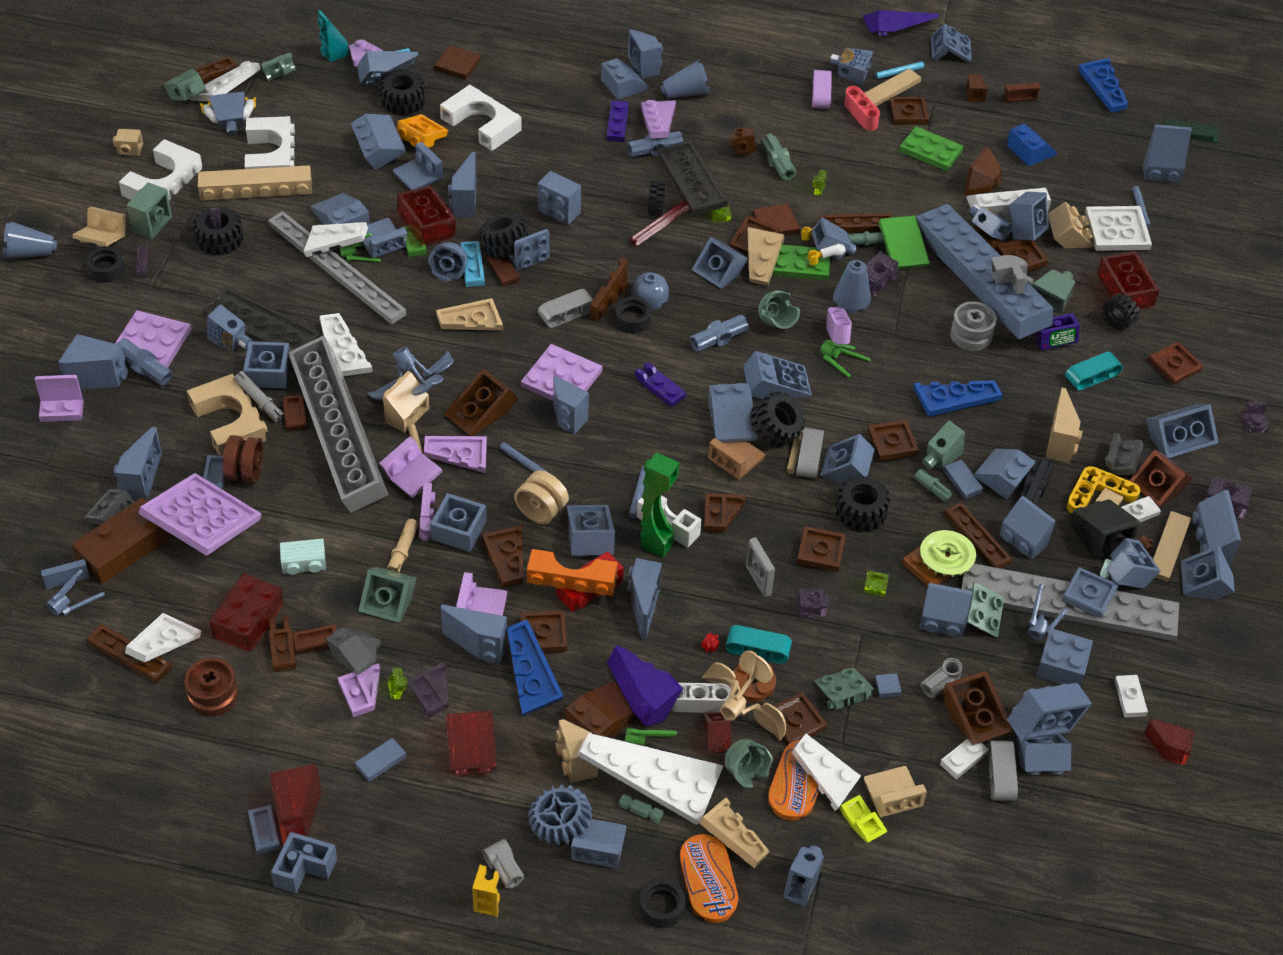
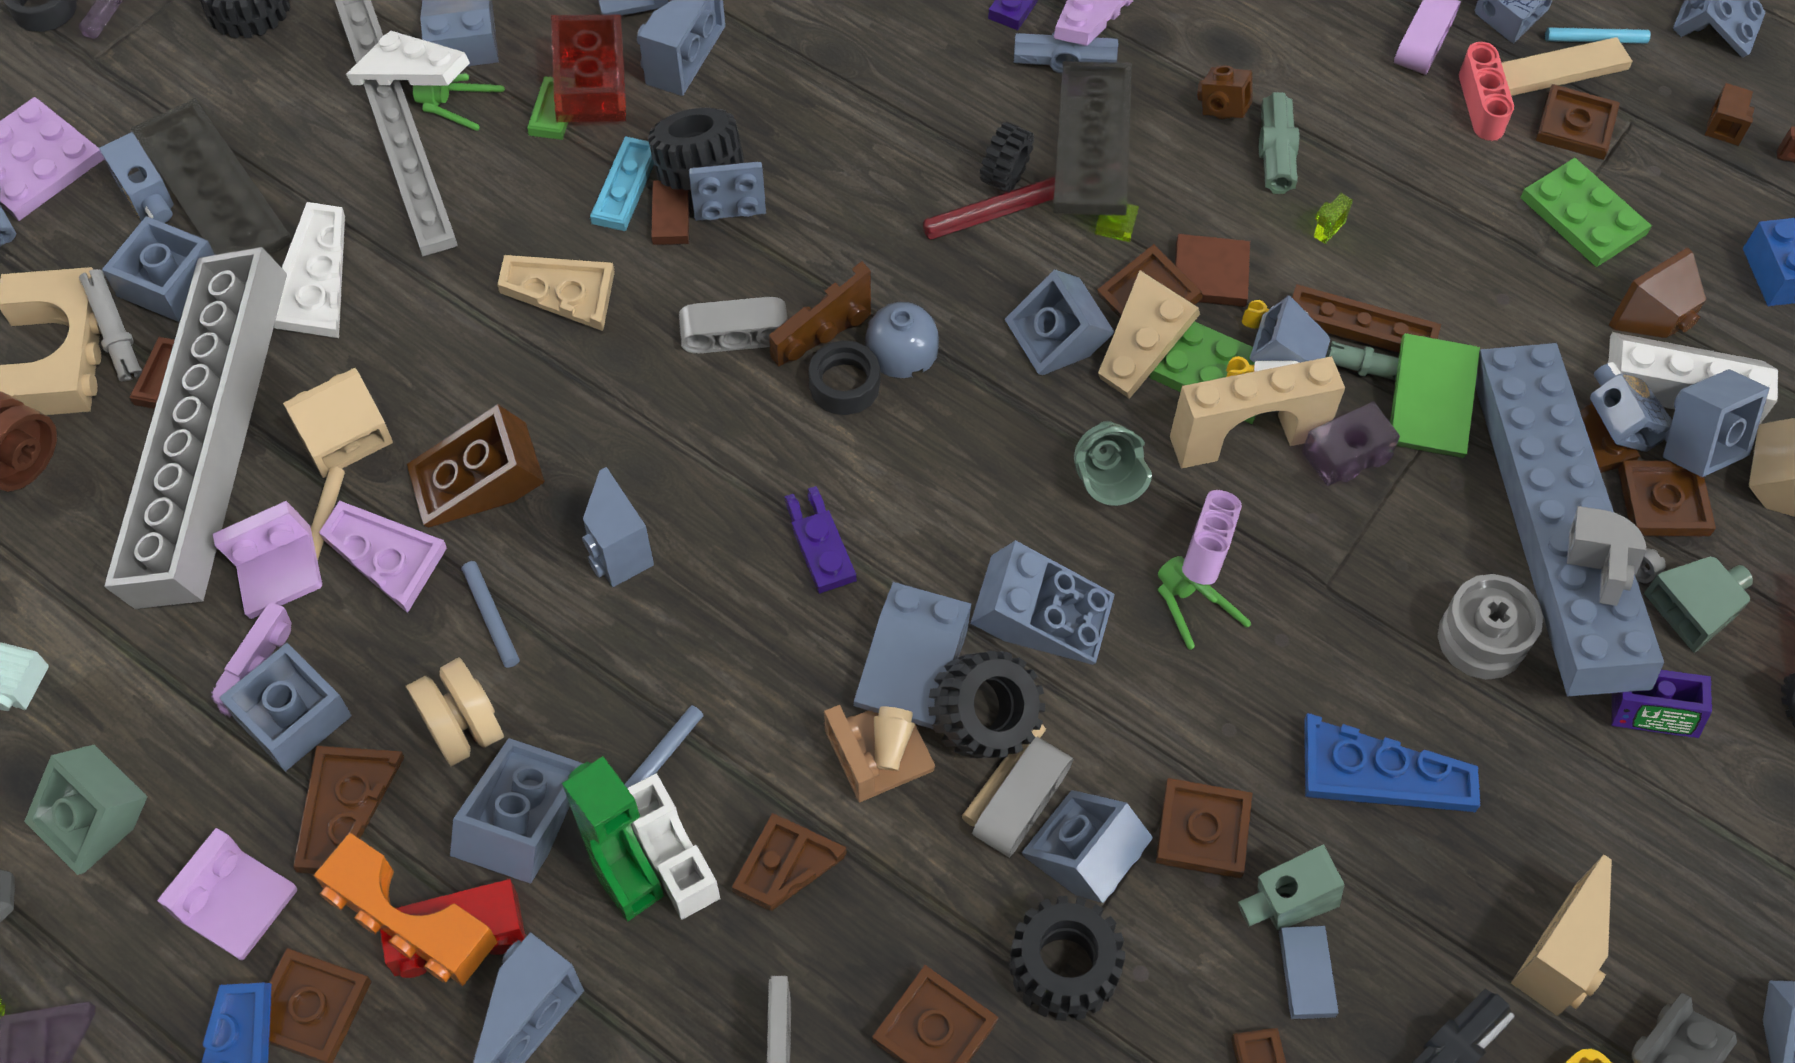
camera: 25 degrees right, 10 degrees up
(384, 238) = (496, 87): sand blue bracket -> none
(400, 553) = (169, 719): tan pin -> none
(407, 362) = (366, 347): sand blue plant -> none
(448, 261) = (576, 166): sand blue cylinder -> none
(476, 632) = (168, 971): sand blue slope -> none
(559, 198) = (831, 105): sand blue brick -> none
(564, 365) = (655, 456): lavender plate -> none
(719, 333) = (982, 469): sand blue piece -> none
(741, 444) = (891, 736): none -> tan cone
(815, 270) = (1206, 411): none -> tan arch
(853, 288) = (1283, 465): sand blue cone -> none
(932, 485) = (1236, 964): sand green axle -> none
(1004, 470) = (1401, 991): sand blue slope -> none
(1094, 371) = (1704, 817): teal beam -> none

